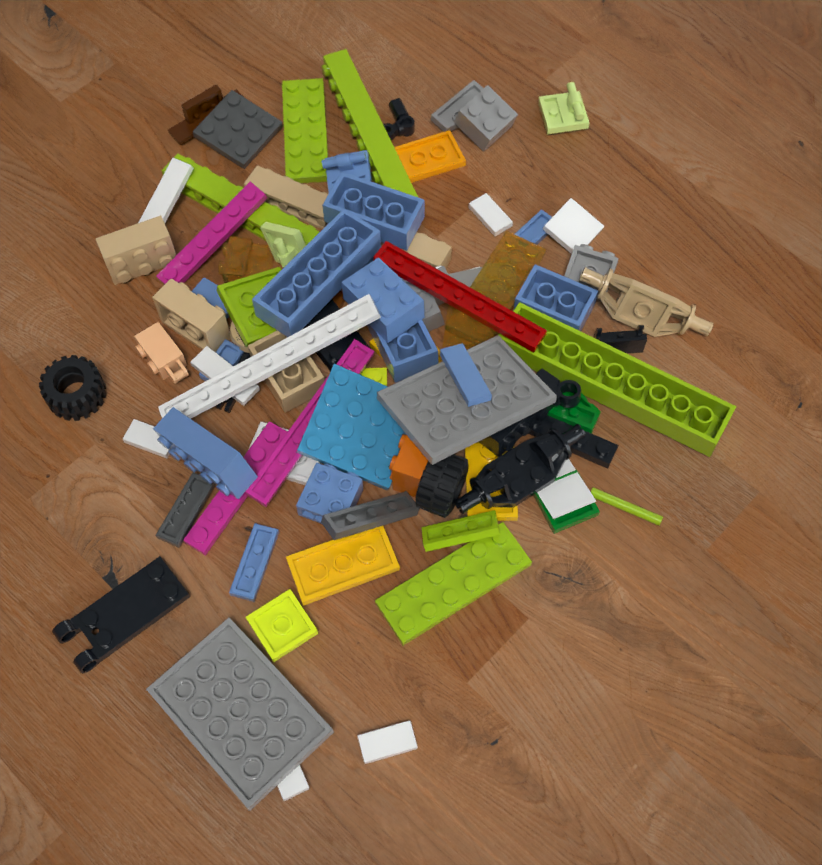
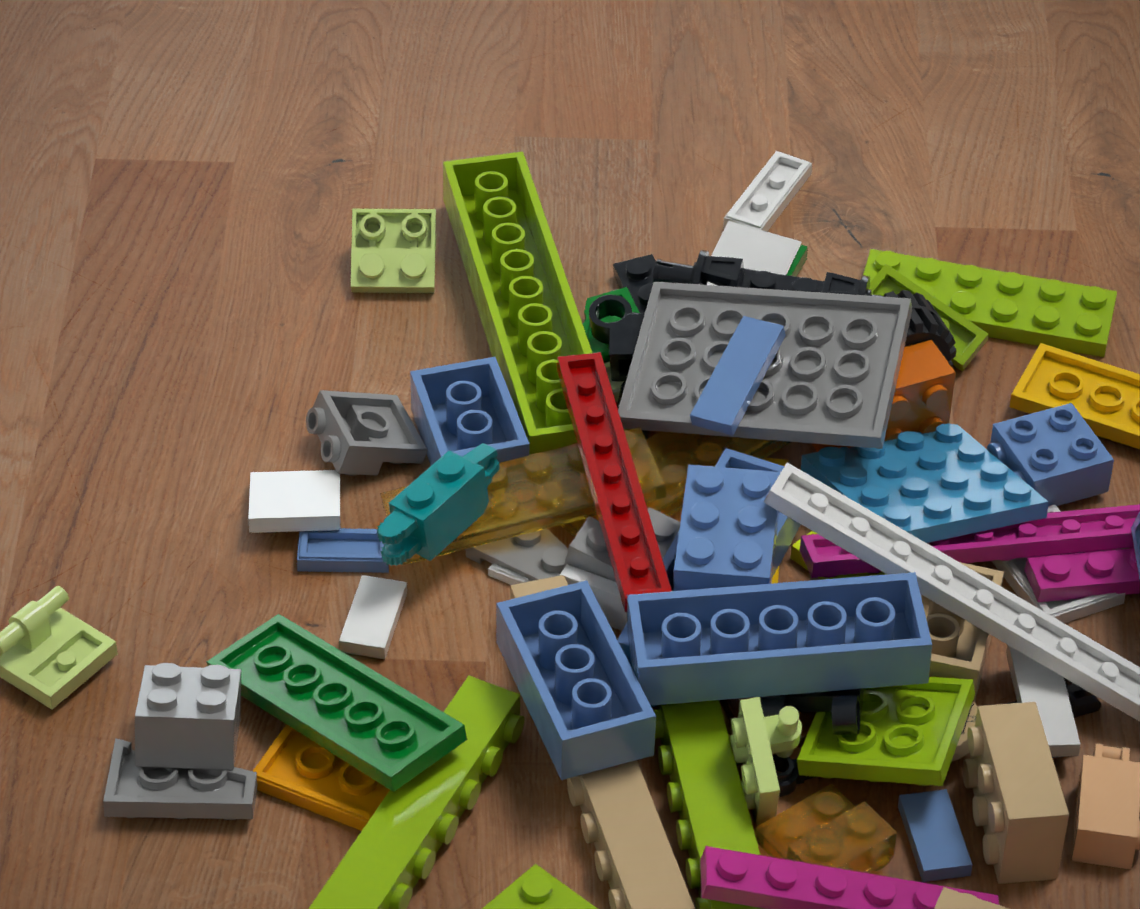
camera: 135 degrees left, 20 degrees down
(350, 163) = (512, 817): medium blue plate -> none
(369, 515) = (1031, 386): dark grey plate -> none
(404, 123) = (302, 847): black bar -> none
(450, 159) = (340, 702): none -> green plate
(504, 235) = (438, 505): none -> teal hinge
(615, 559) = (770, 192): none -> white tile
(625, 341) = (441, 337): black hinge -> none
(626, 506) = (684, 217): lime bar -> none
(644, 305) = (352, 308): tan plate -> none
(700, 362) = (393, 250): none -> yellowish green plate

